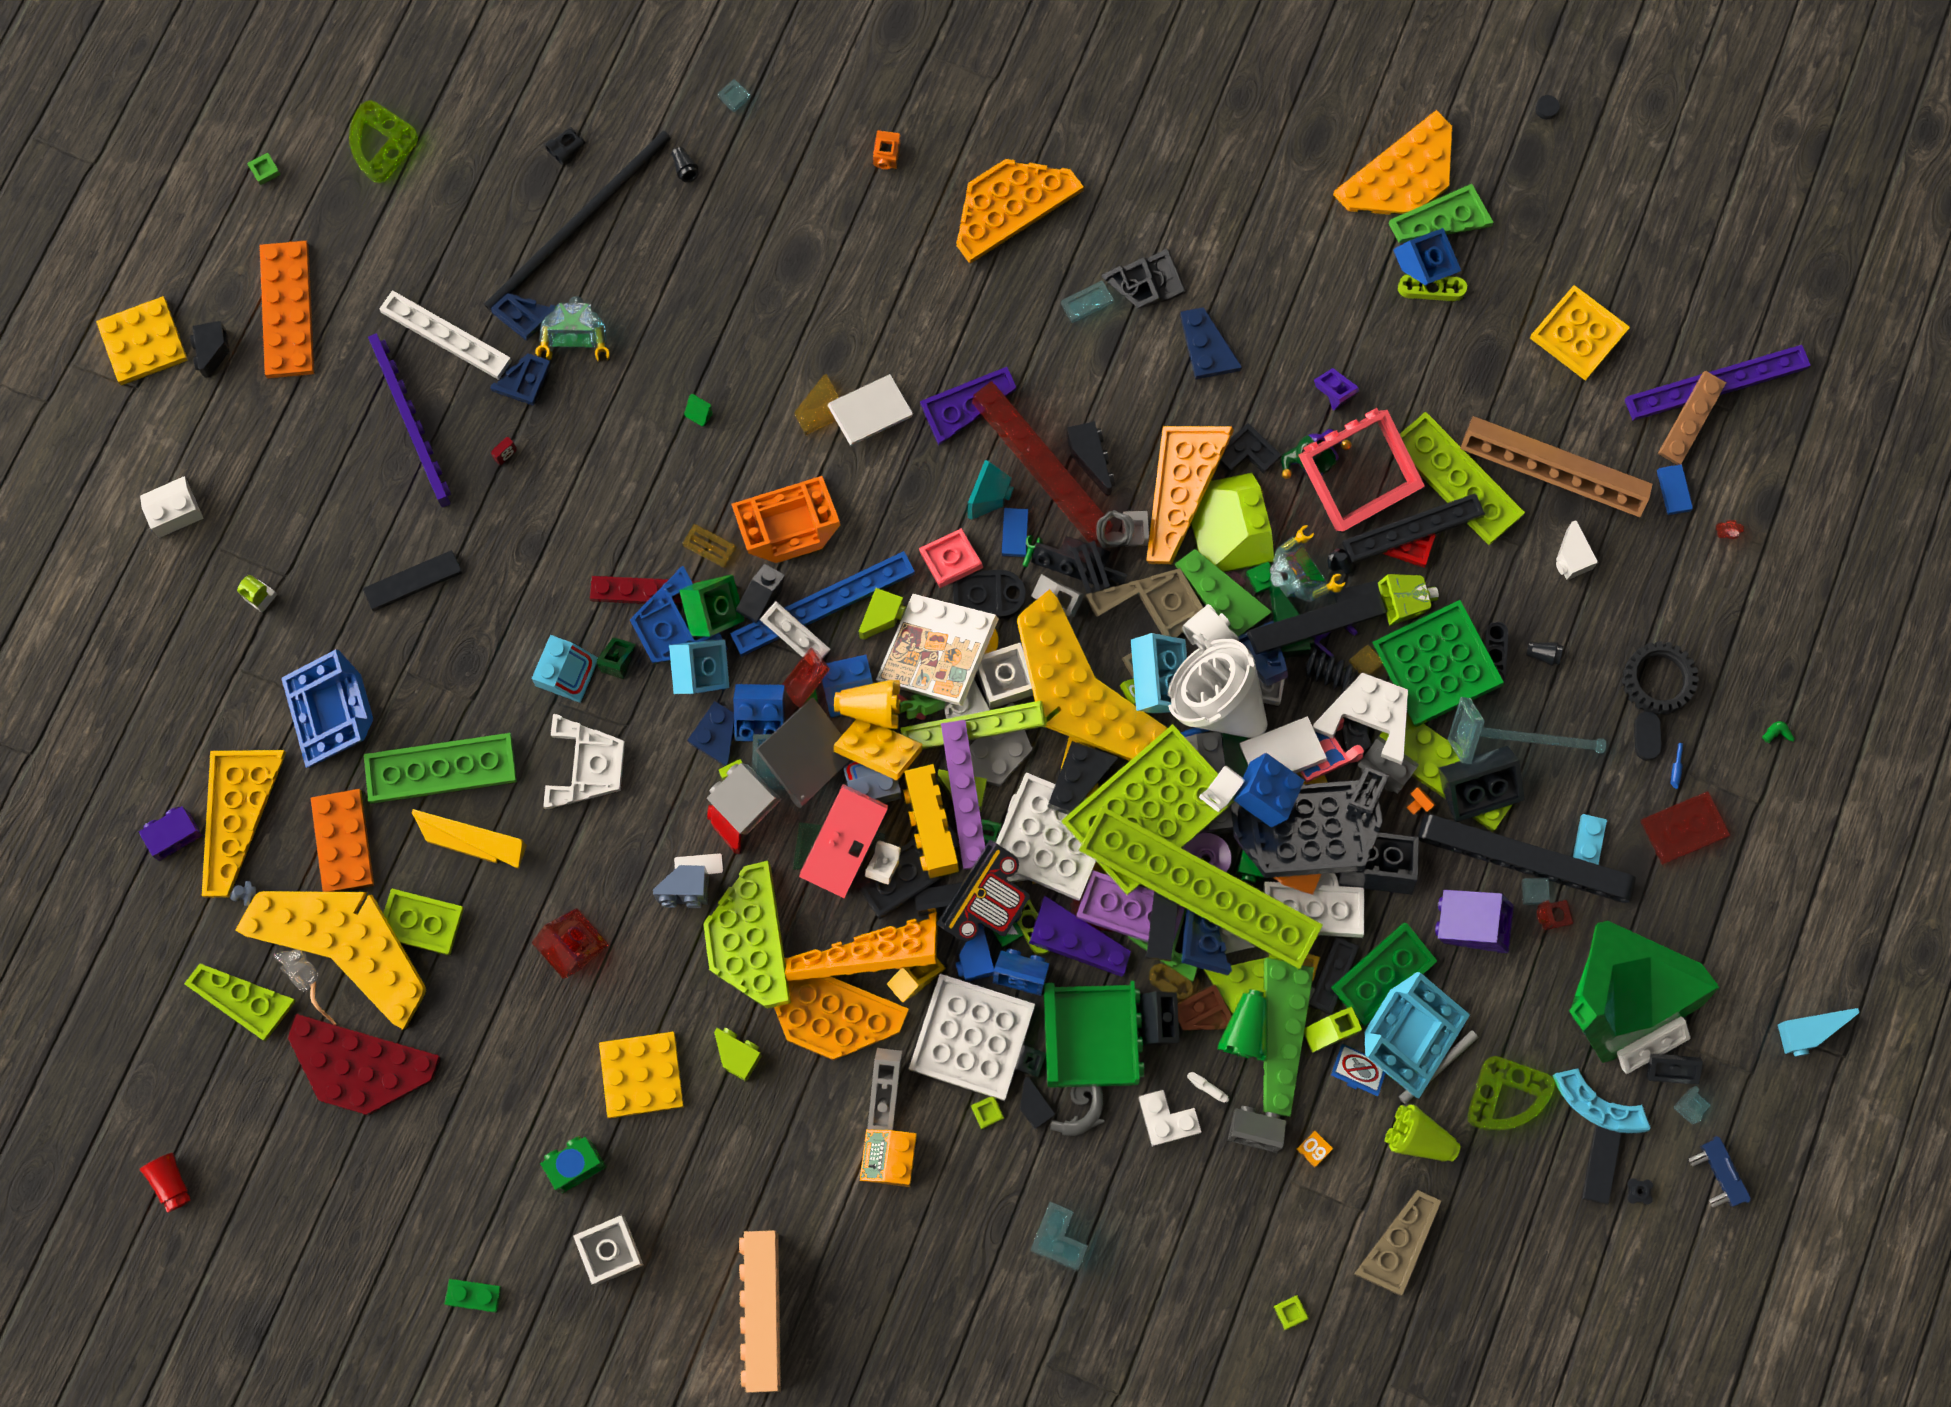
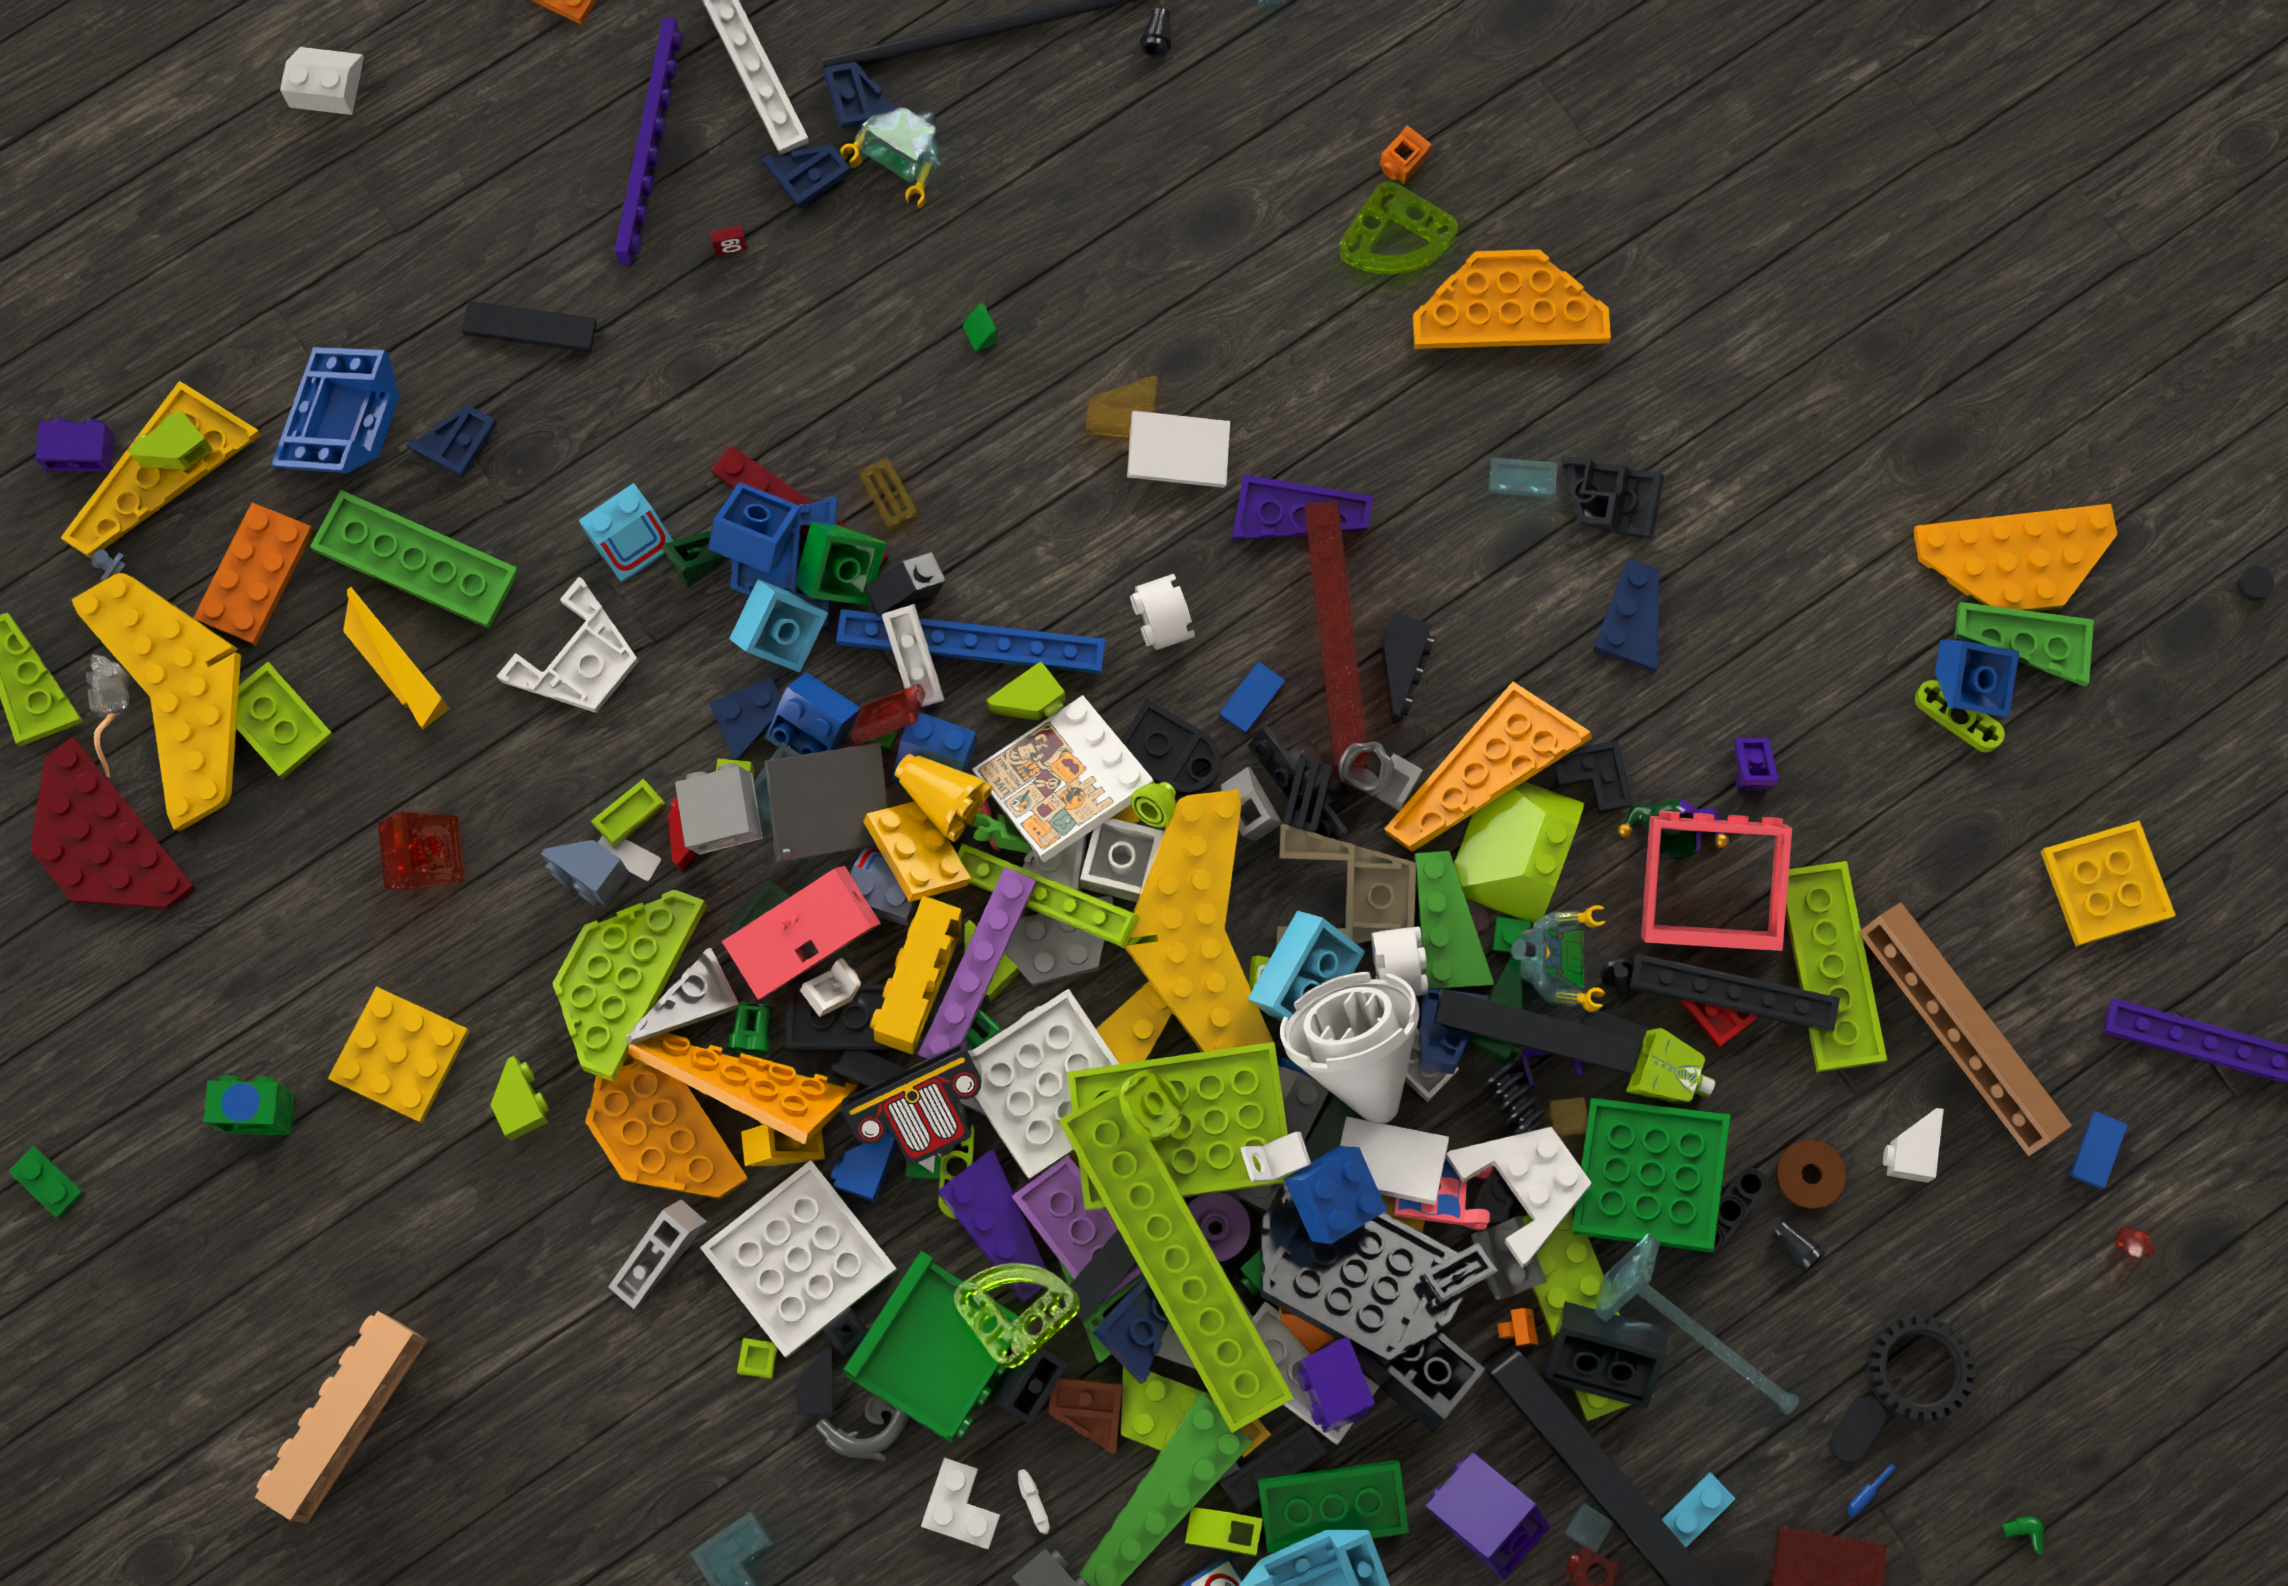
camera: 35 degrees right, 0 degrees up
(237, 792) = (171, 445): none -> lime slope
(256, 593) = (346, 234): lime leg -> none
(415, 679) = (456, 440): none -> dark blue wing
(608, 1250) = (222, 1231): white brick -> none
(645, 615) = (753, 527): none -> blue slope
(682, 839) = (628, 813): none -> lime tile
(787, 521) = (993, 519): orange slope -> none
(802, 923) = (695, 997): none -> light grey wing
(848, 929) = (750, 1041): none -> green piece
(888, 1157) = (609, 1336): light orange slope -> none
(902, 187) = (1396, 211): none -> clear neon green beam
(929, 513) = (1163, 612): none -> white brick
(950, 558) = (1155, 681): coral tile -> none
(989, 491) = (1250, 629): teal slope -> none
(1005, 629) = (1154, 803): none -> lime brick
(1021, 972) = (903, 1218): blue slope -> none
(1030, 550) = (1259, 721): green hand -> none
(1078, 776) = (1128, 1031): black wing -> none
(1127, 806) = (1150, 1105): none -> lime tile
(1136, 992) = (1016, 1332): none -> clear neon green beam
(1174, 977) = (1084, 1347): clear yellow beam -> none
(1248, 1028) = (1123, 1462): green cone -> none
(1342, 901) = (1335, 1386): none -> dark purple slope
(1524, 593) = (1825, 1160): none -> reddish brown tile
(1692, 418) = (2179, 1075): medium nougat plate -> none

